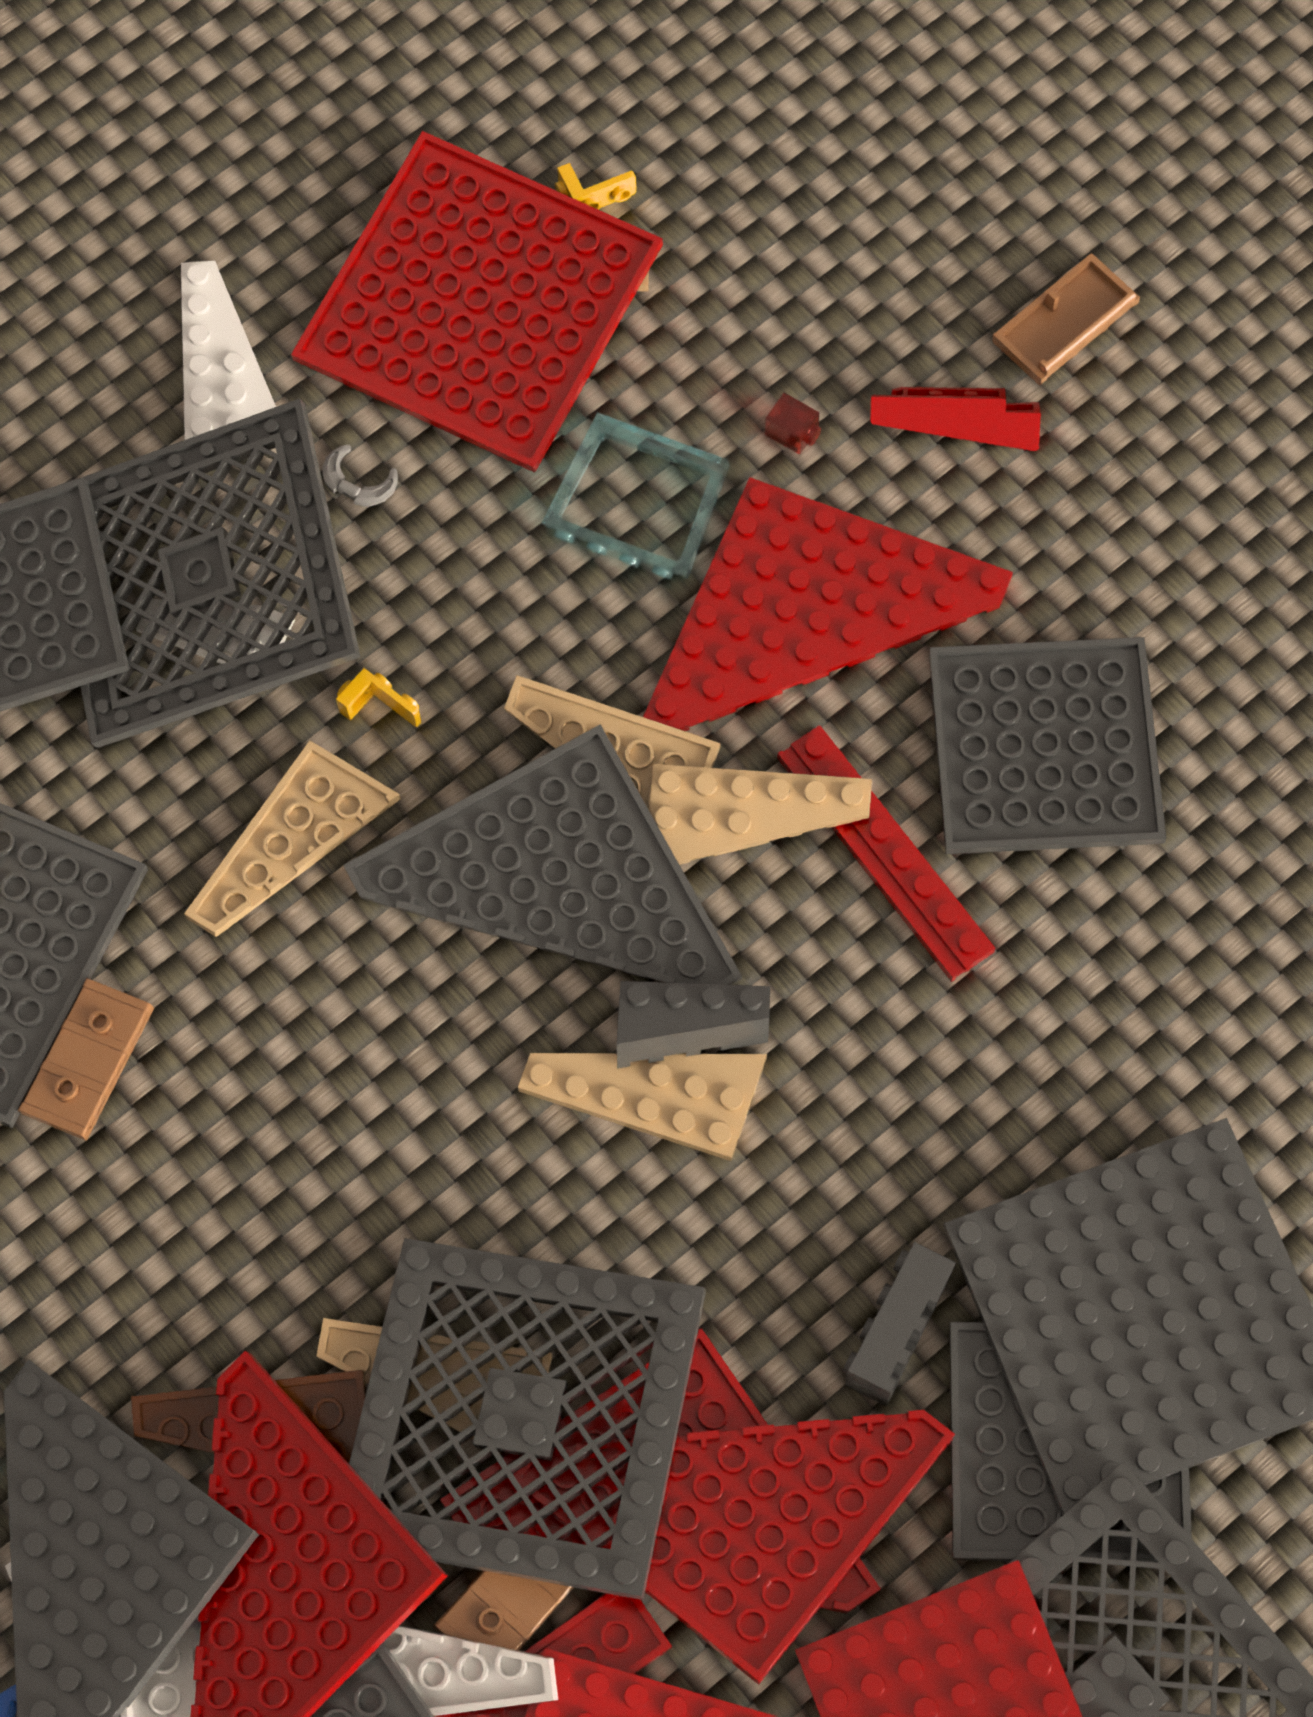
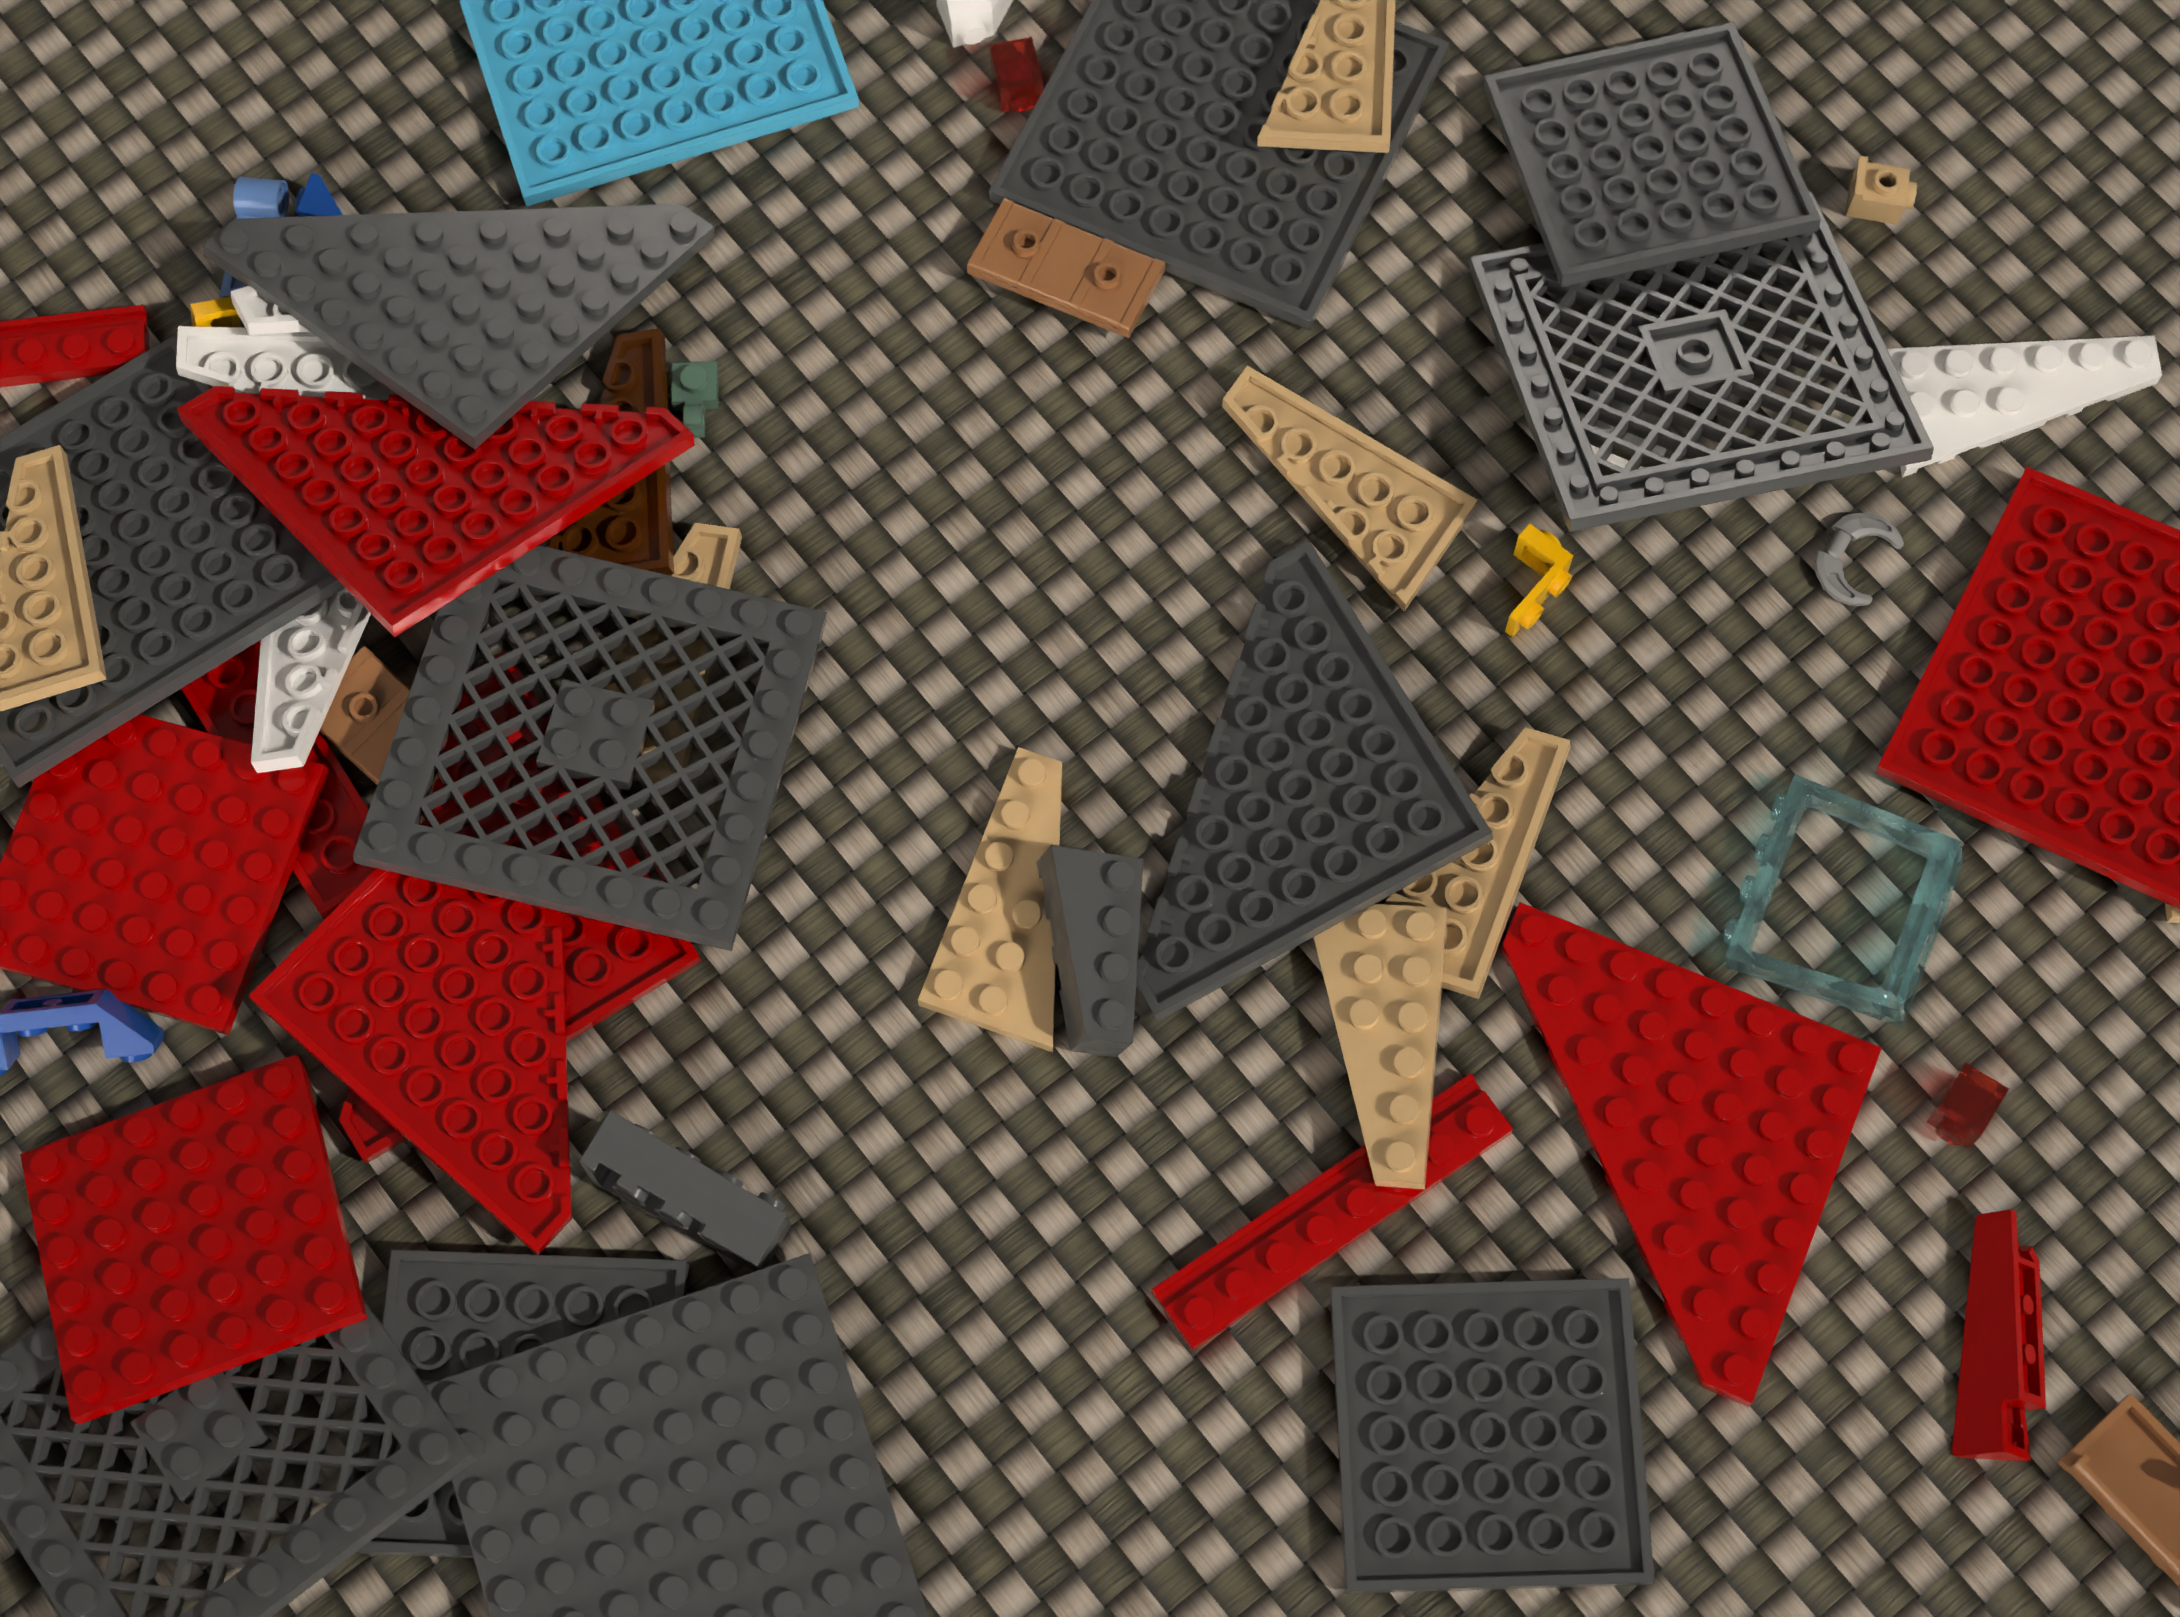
camera: 90 degrees right, 0 degrees up
(47, 452) = (1879, 192): none -> tan brick
(185, 1368) = (694, 391): none -> sand green plate

